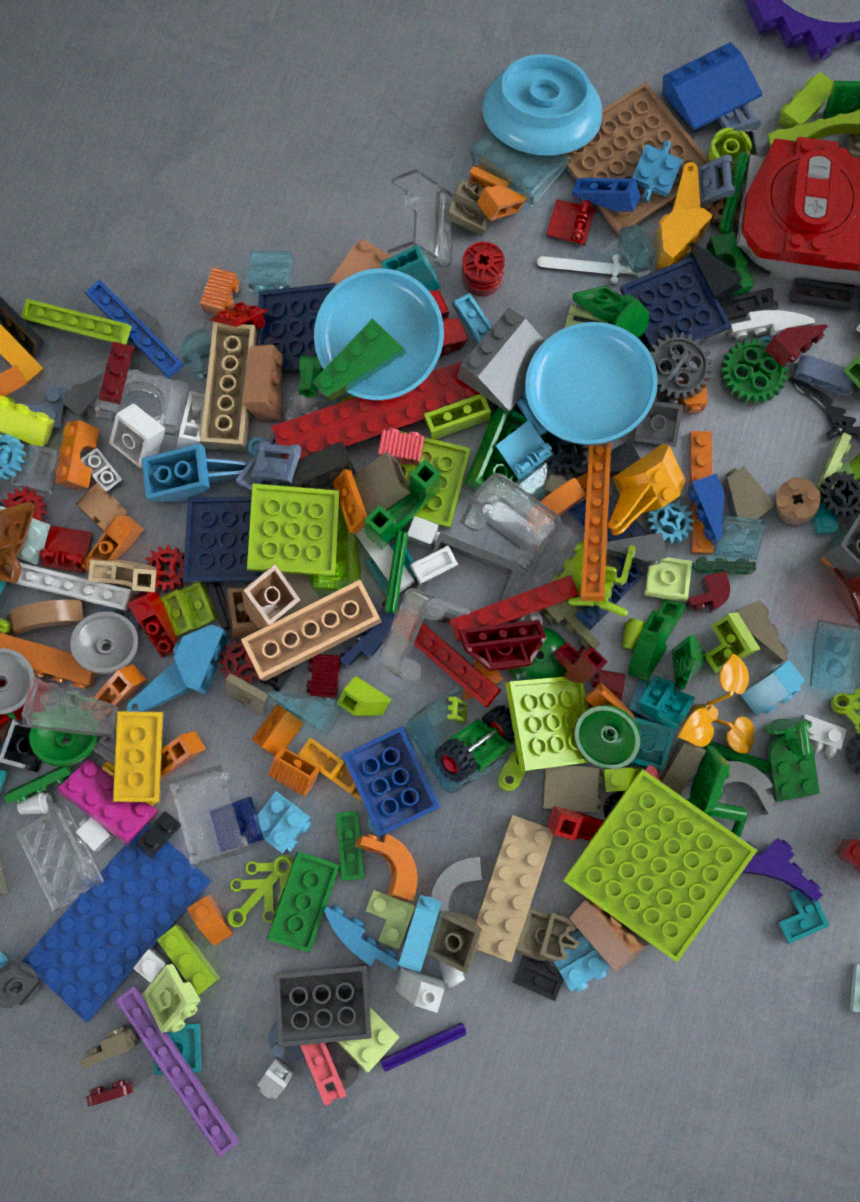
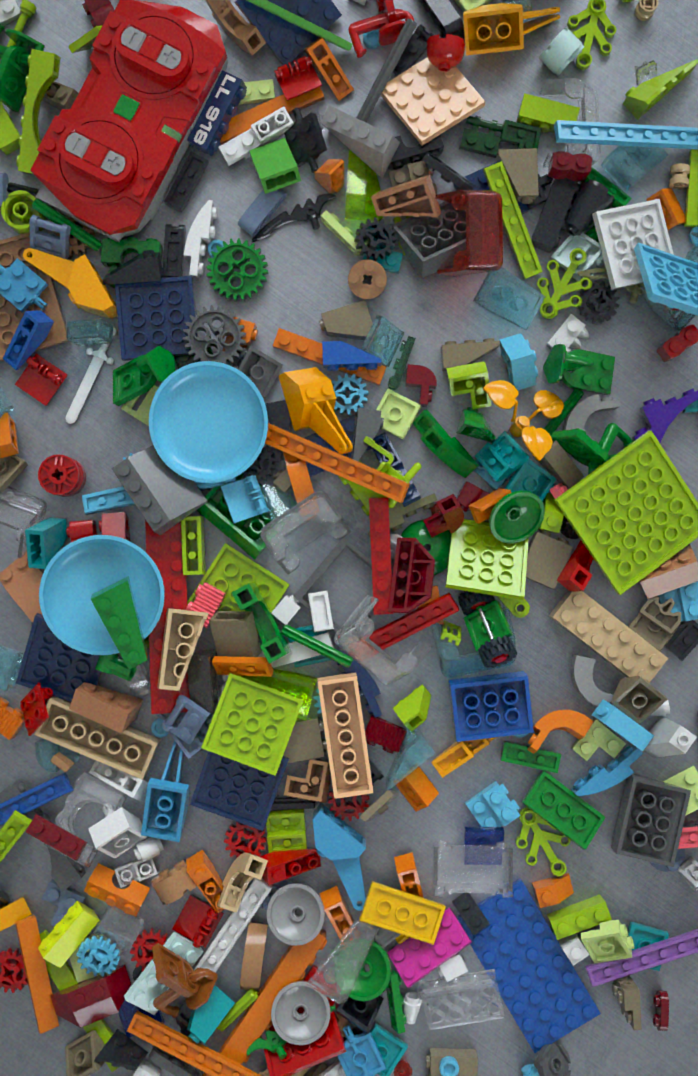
camera: 75 degrees left, 10 degrees up
(128, 473) = (148, 849): none -> white brick
(194, 357) = (62, 762): none -> medium nougat tile
(268, 597) = (307, 764): medium nougat slope -> none
(293, 771) = (455, 785): orange brick -> none
(355, 426) = (179, 642): none -> tan wedge
(631, 633) = (432, 462): lime cone -> none
(793, 341) = (223, 227): dark red slope -> none

